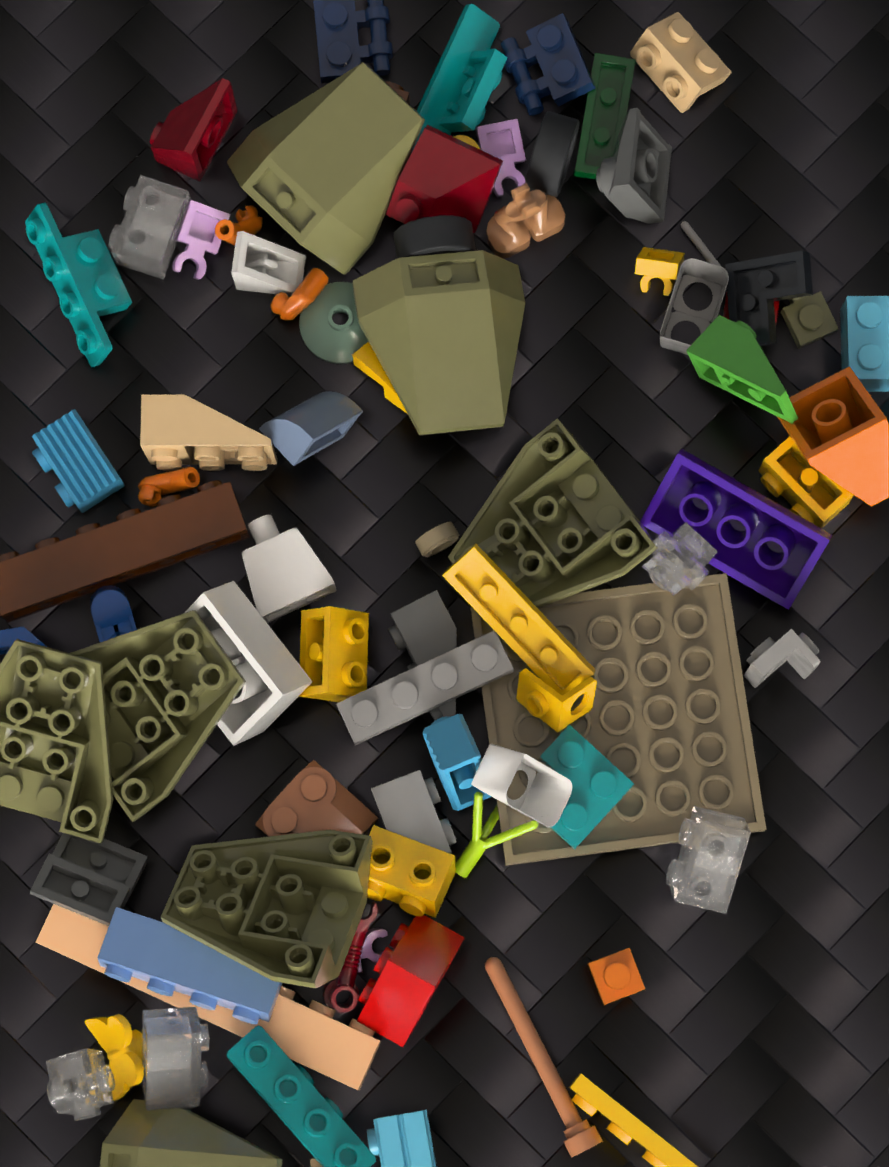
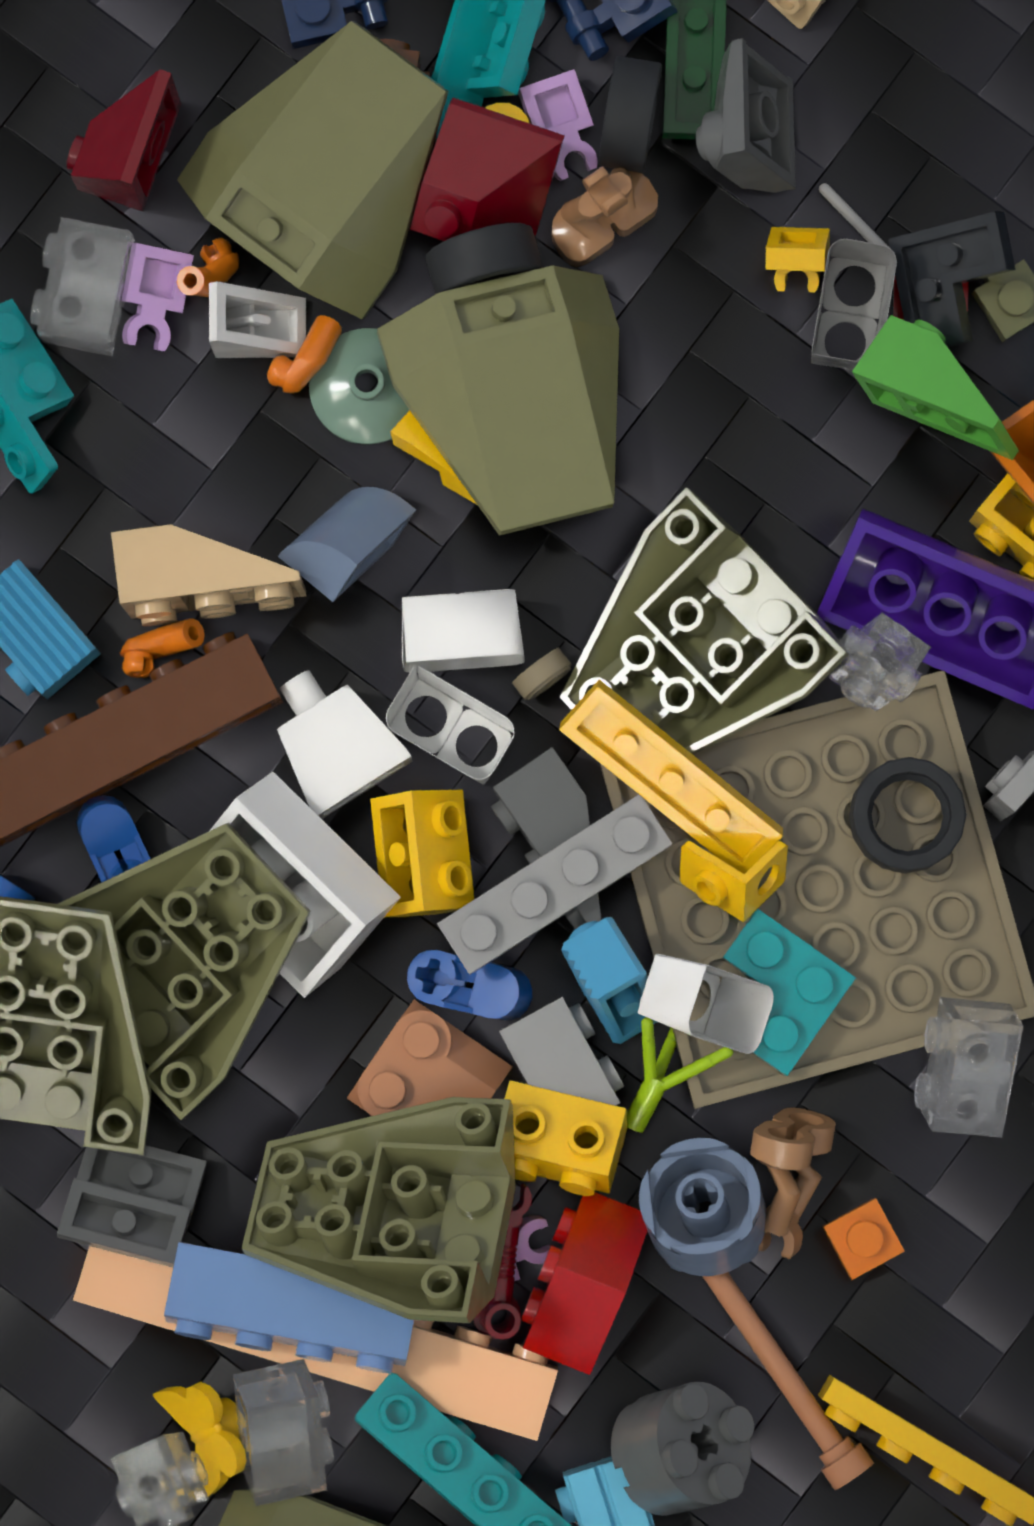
camera: 10 degrees left, 5 degrees up
(372, 550) = (453, 700): none -> white piece
(374, 760) = (497, 989): none -> blue piece
(382, 501) = (461, 631): none -> white piece
(463, 1109) = (683, 1448): none -> dark grey brick
(508, 958) = (670, 1207): none -> sand blue brick
(564, 898) = (784, 1146): none -> medium nougat piece
(697, 640) = (951, 804): none -> black tyre

